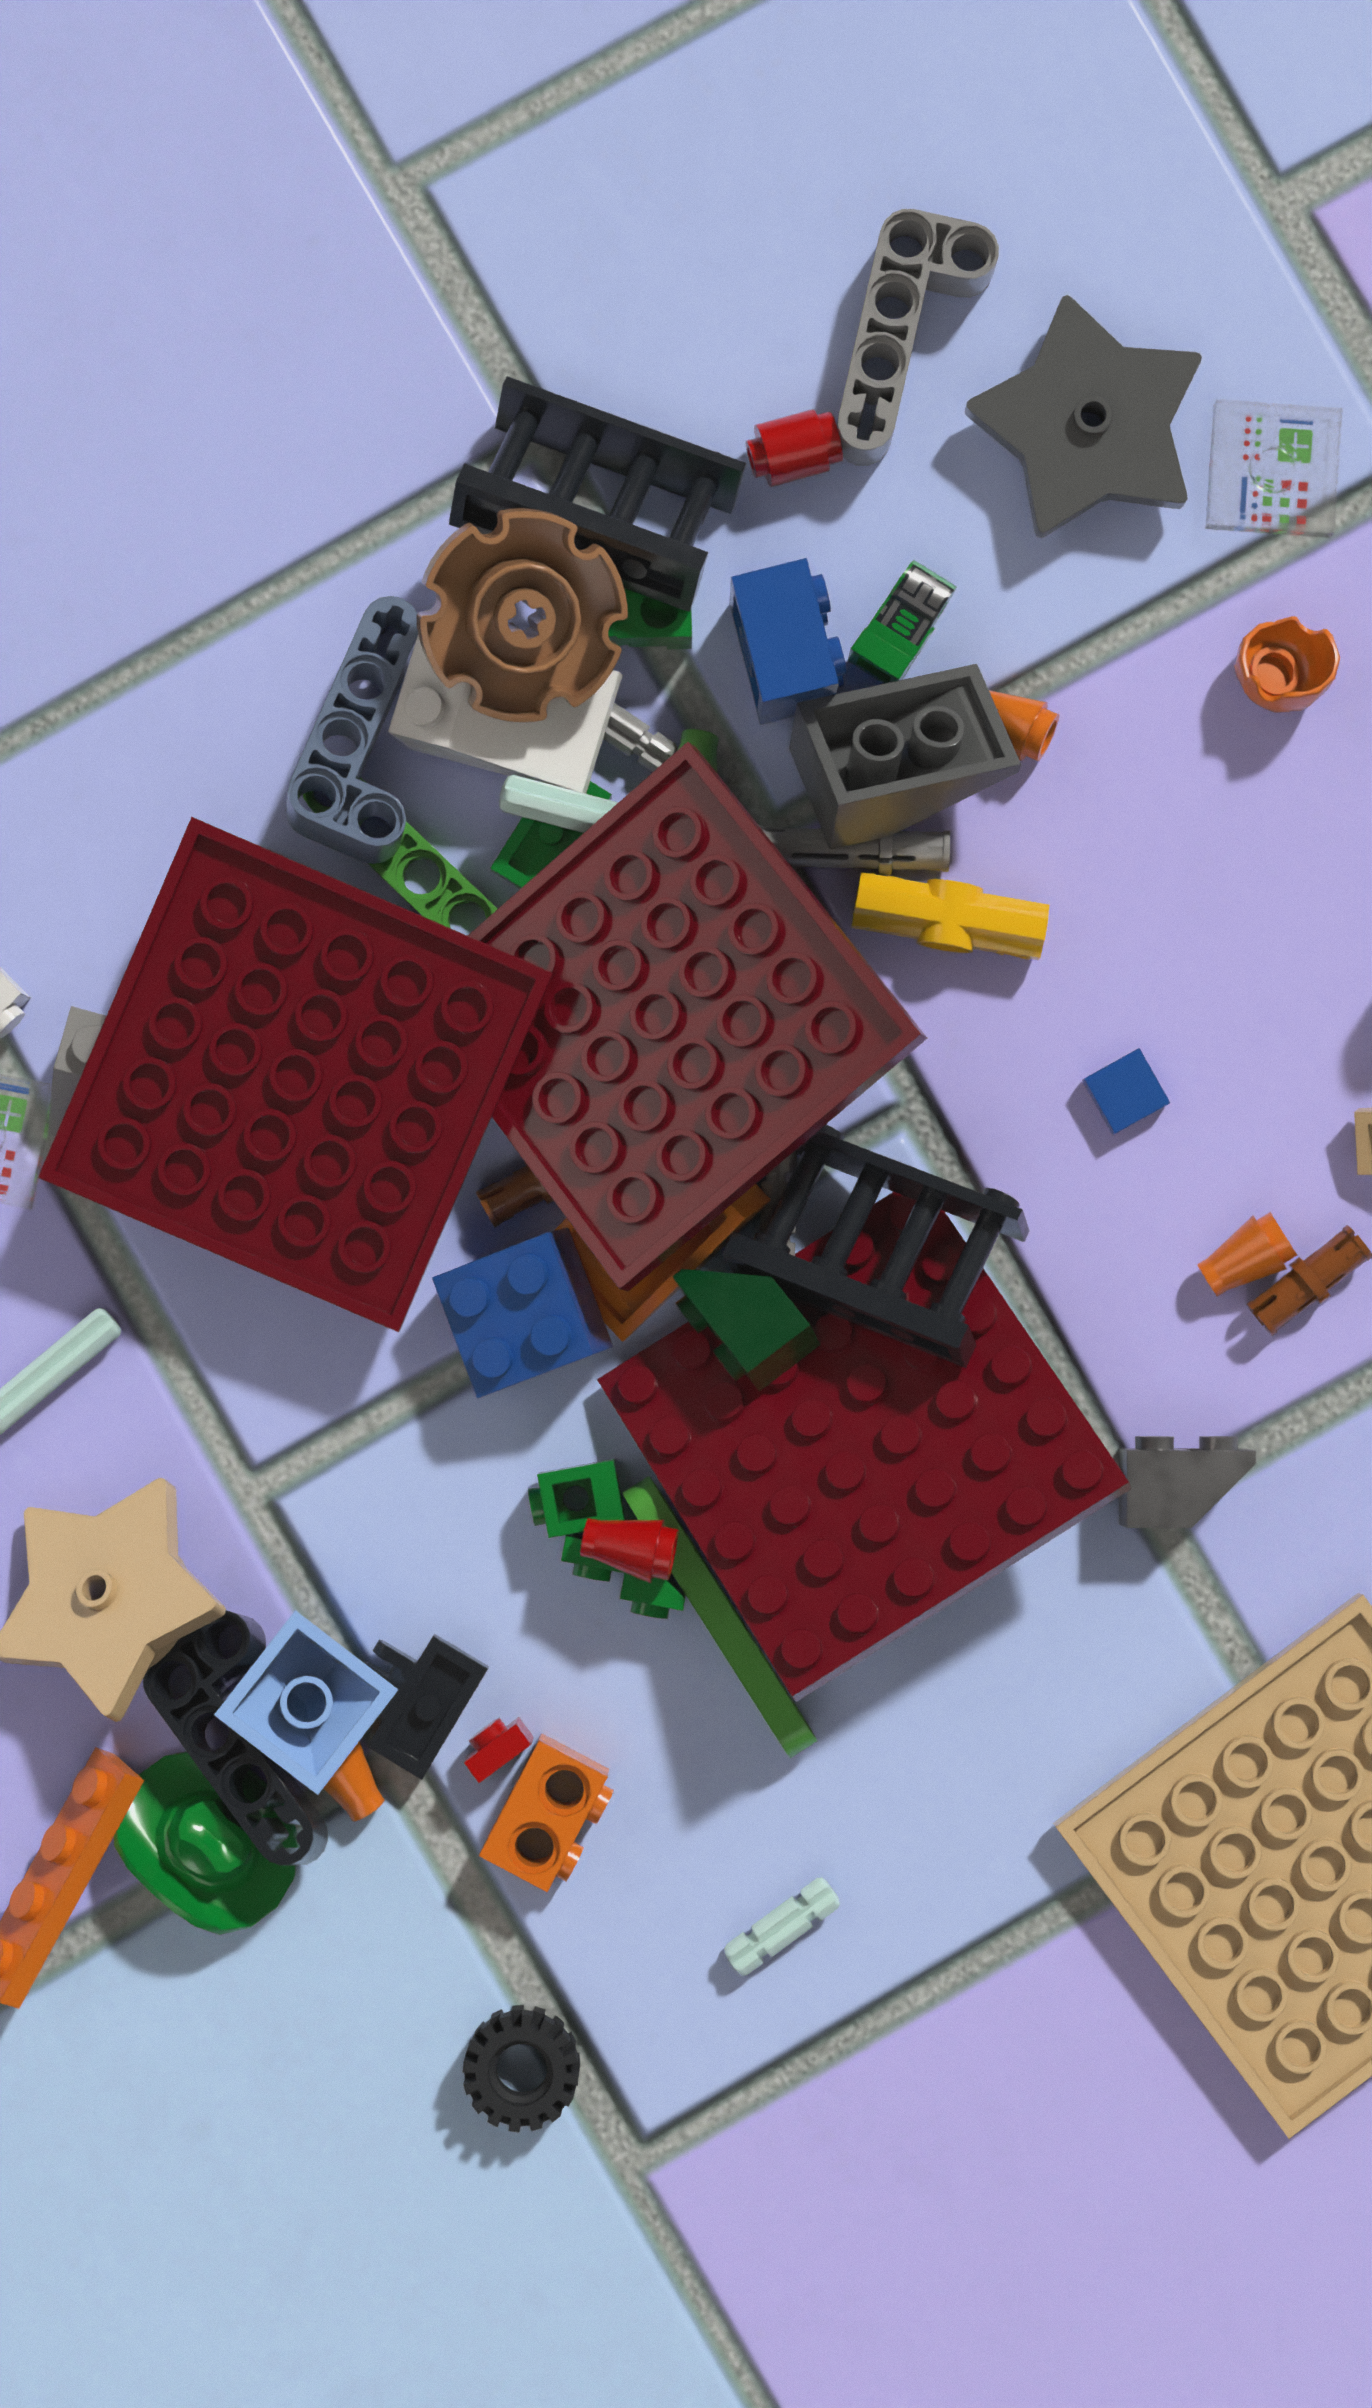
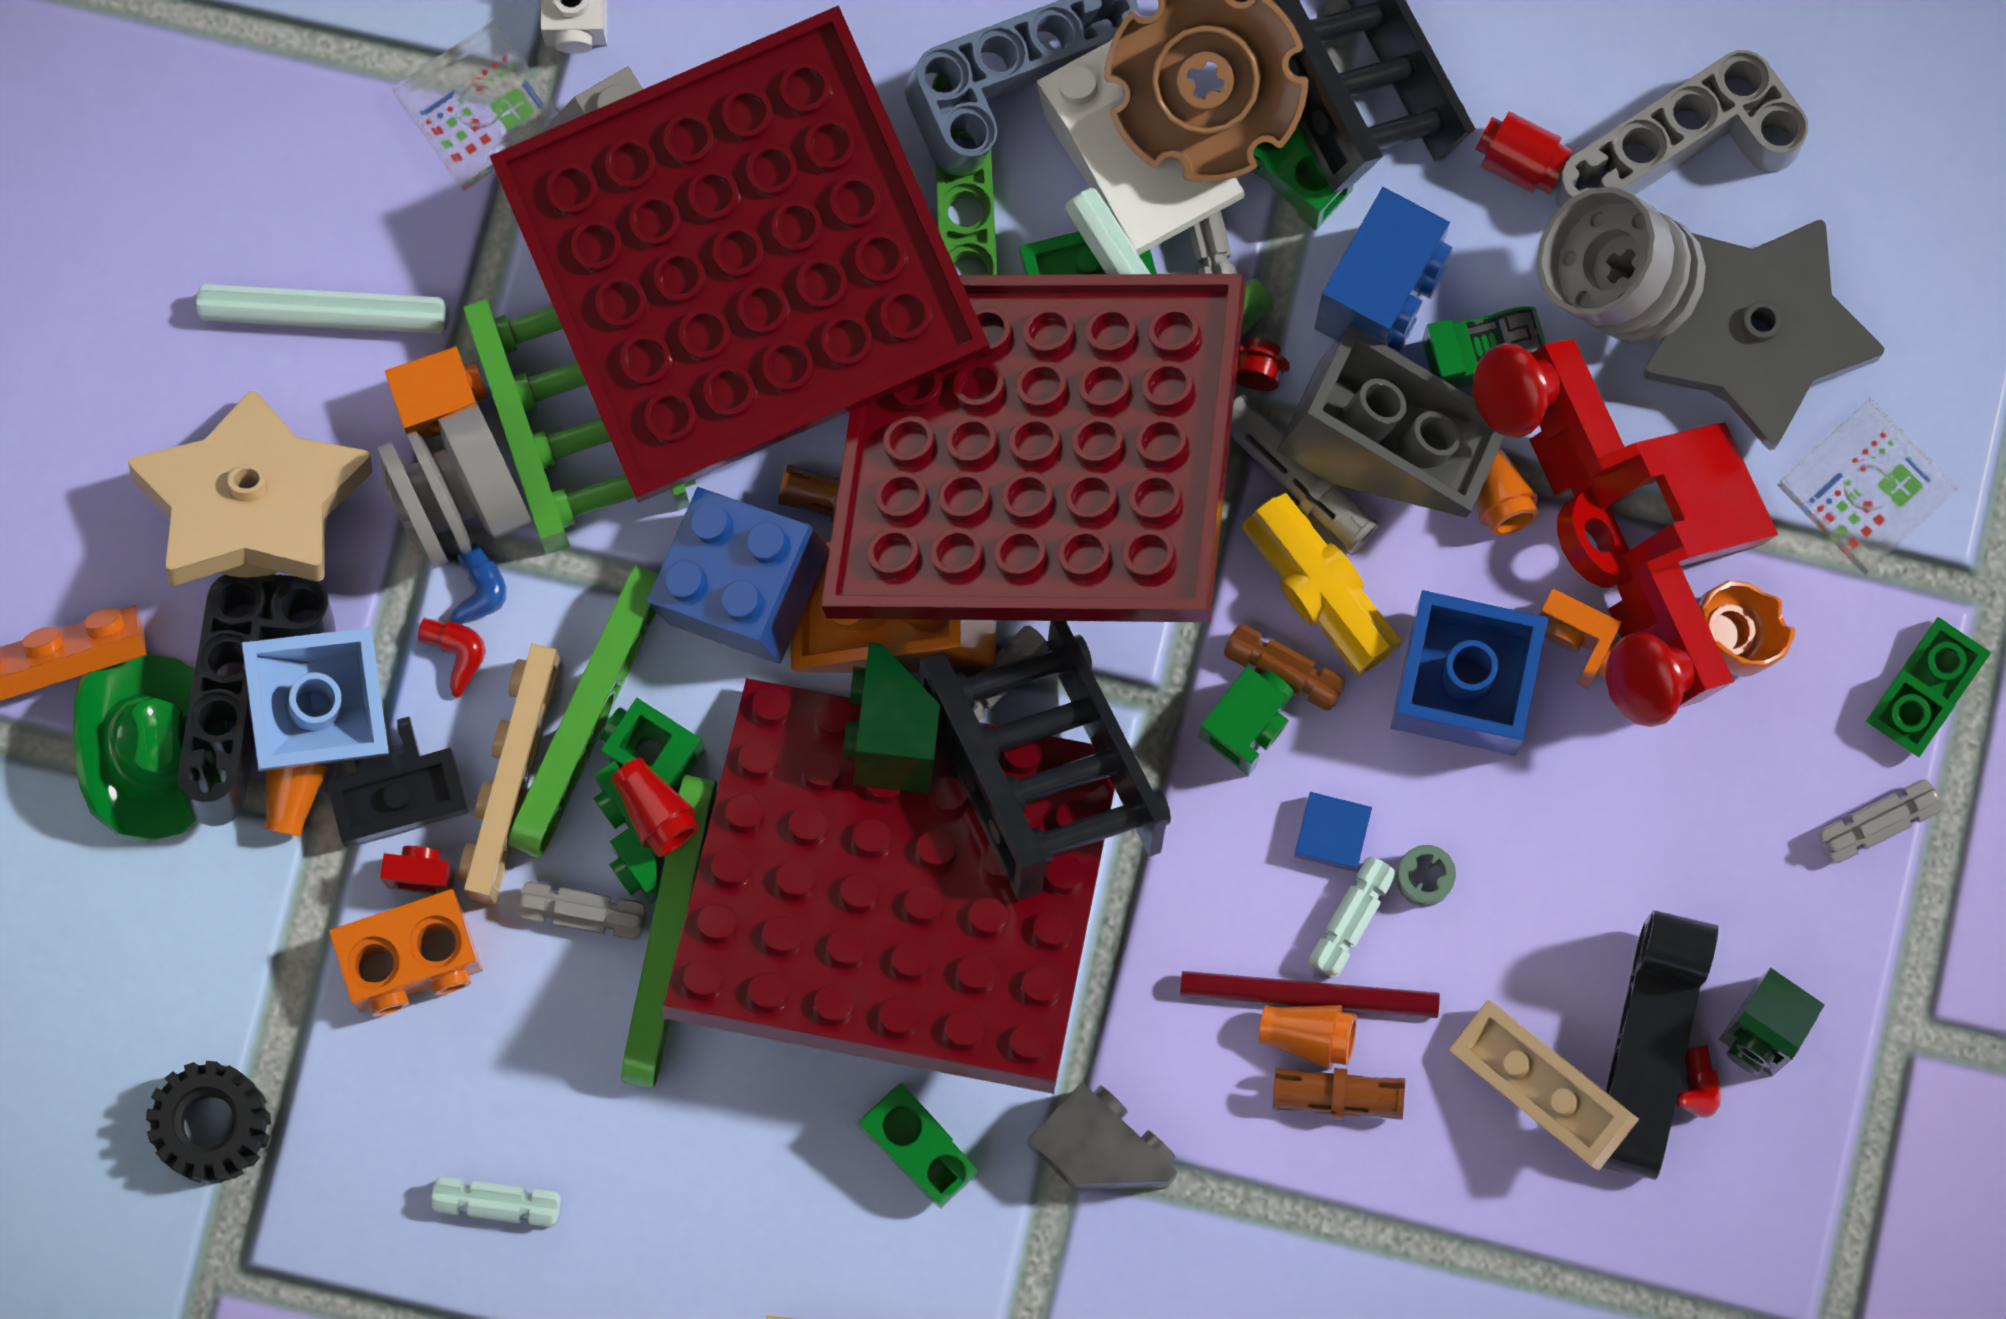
camera: 45 degrees right, 10 degrees down
(165, 1384) = (434, 388): none -> orange brick
(249, 1445) = (453, 485): none -> light grey wheel
(282, 1357) = (536, 451): none -> bright green fence
(336, 1485) = (488, 584): none -> blue animal
(359, 1548) = (459, 640): none -> red animal
(506, 1516) = (585, 716): none -> bright green beam
(507, 1638) = (517, 747): none -> tan plate
(640, 1660) = (582, 910): none -> light grey axle
(753, 788) = (1260, 365): none -> red plate
(923, 477) = (1621, 265): none -> light grey wheel
(978, 1002) = (1295, 669): none -> dark orange axle
(990, 1065) = (1247, 717): none -> green brick
(1017, 627) = (1665, 642): none -> red piece
(1044, 1603) = (917, 1145): none -> green leg
(1122, 883) = (1469, 673): none -> blue brick
(1161, 777) = (1578, 625): none -> orange bracket
(1198, 1141) = (1352, 917): none -> light aqua axle
(1219, 1226) = (1309, 994): none -> dark red bar
(1241, 1056) = (1442, 885): none -> sand green bush

